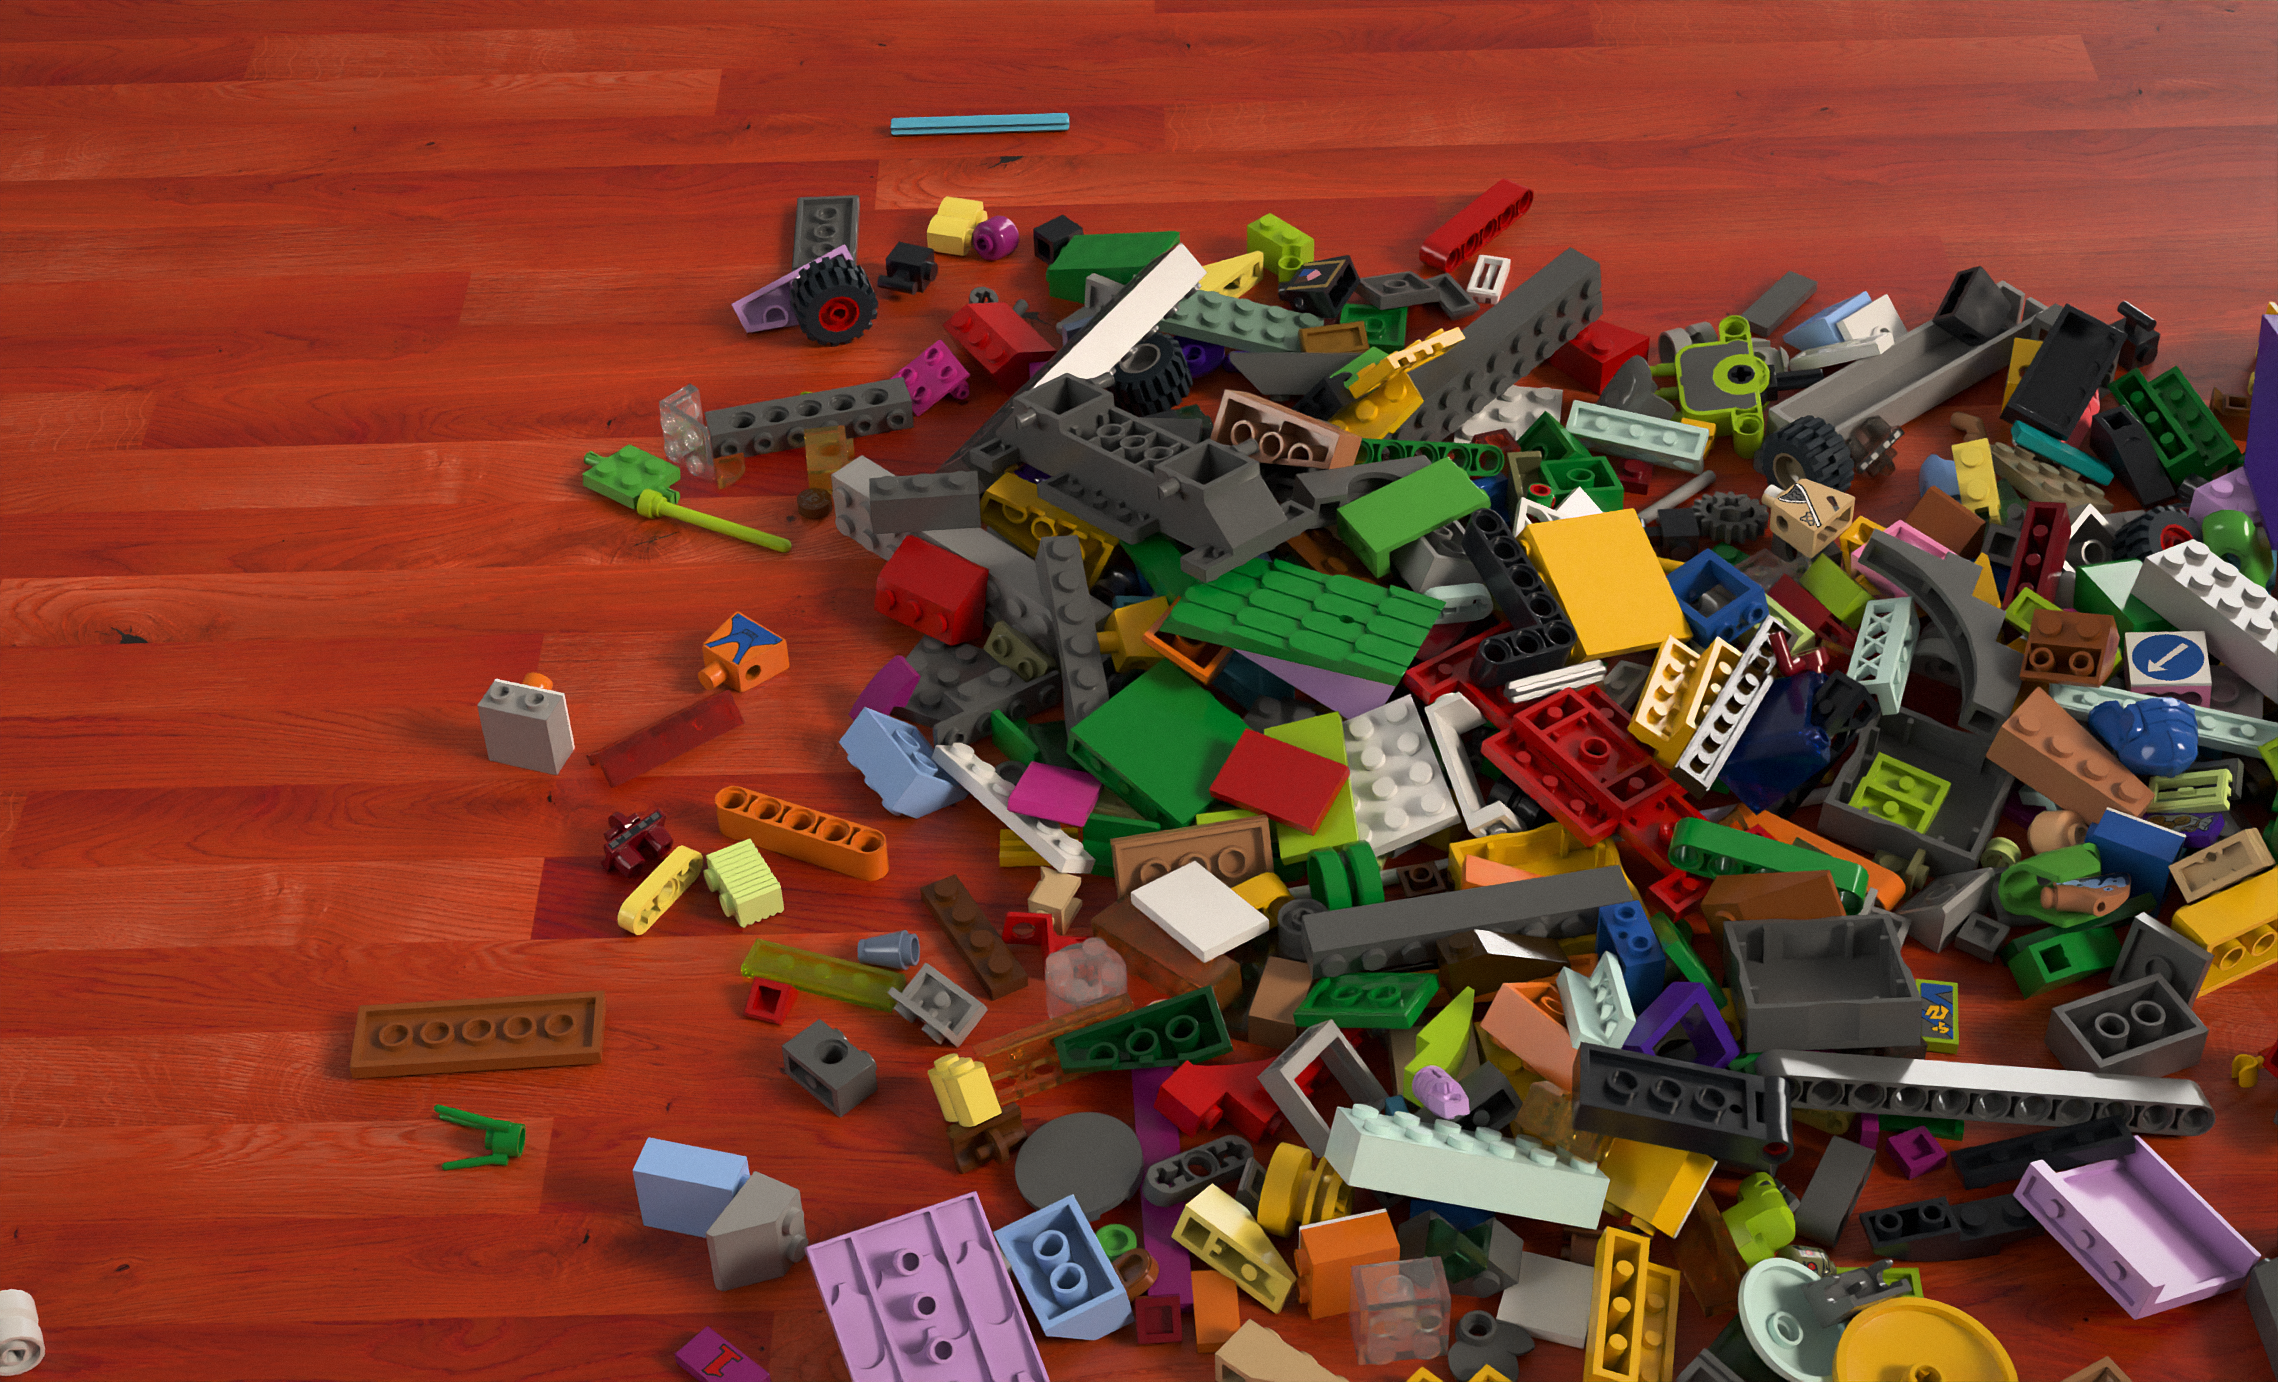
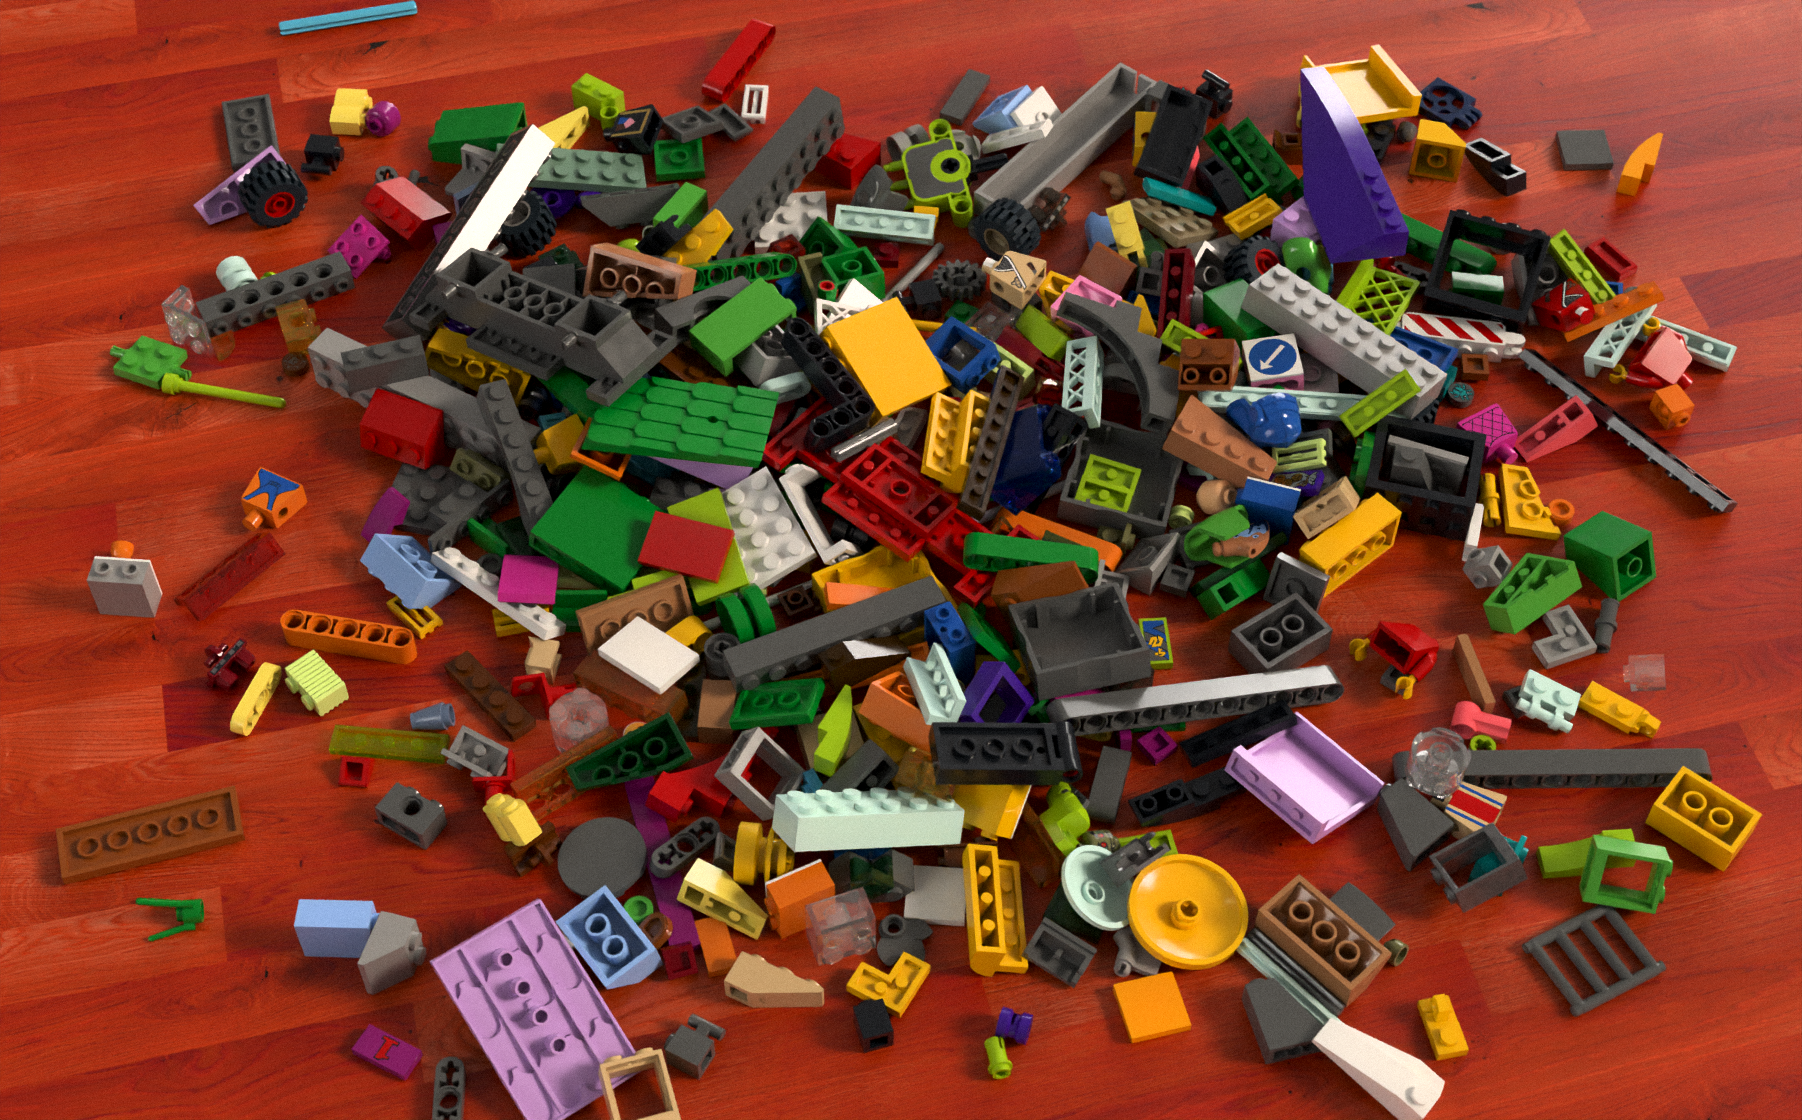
camera: 15 degrees left, 10 degrees up
(762, 384) = (234, 273): none -> light aqua wheel
(907, 839) = (427, 627): none -> yellow tile
(945, 1043) = (496, 784): none -> red bracket
(1053, 236) = (427, 113): black brick -> none
(1334, 338) = (654, 174): pearl gold tile -> none
(1408, 359) = (709, 203): yellow wing -> none
(1440, 1092) = (842, 770): lavender hinge -> none
(1801, 662) = (1031, 396): dark red plate -> none
(1973, 308) = (1103, 89): black torso -> none
(2165, 488) = (1252, 216): none -> yellow plate

